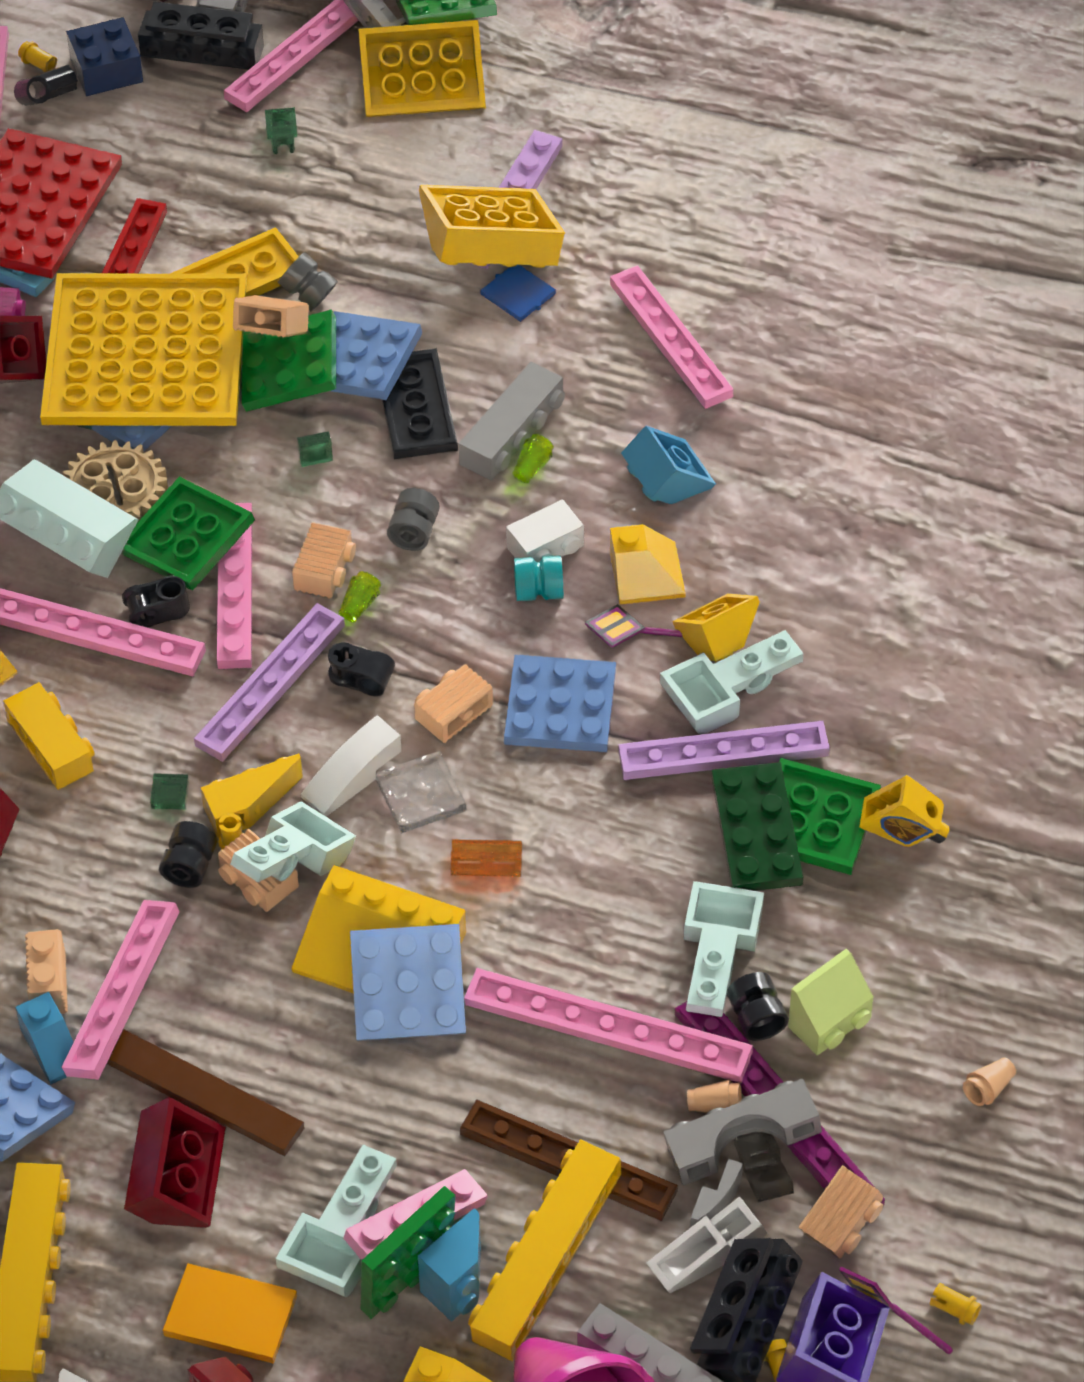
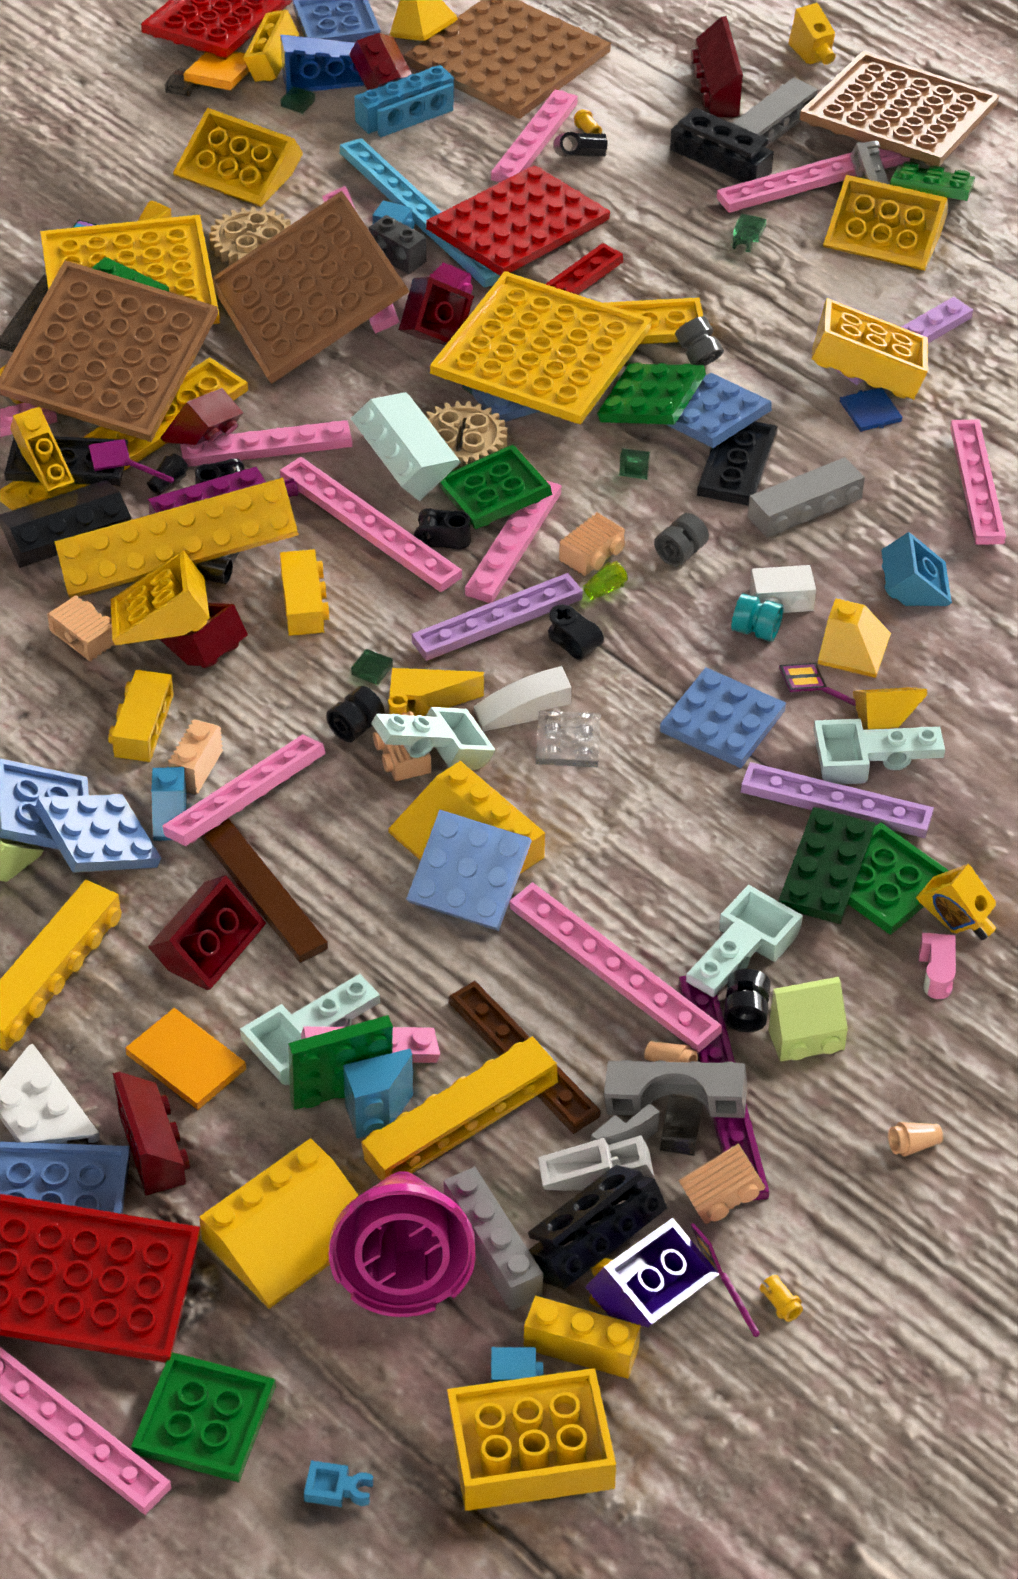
camera: 25 degrees right, 5 degrees down
(104, 56) = (638, 138): dark blue brick -> none
(270, 316) = (649, 351): light nougat brick -> none
(453, 702) = (633, 684): light nougat brick -> none
(487, 853) = (595, 804): clear orange tile -> none
(532, 458) = (807, 530): clear neon green cone -> none
(917, 886) = (940, 954): none -> bright pink leg

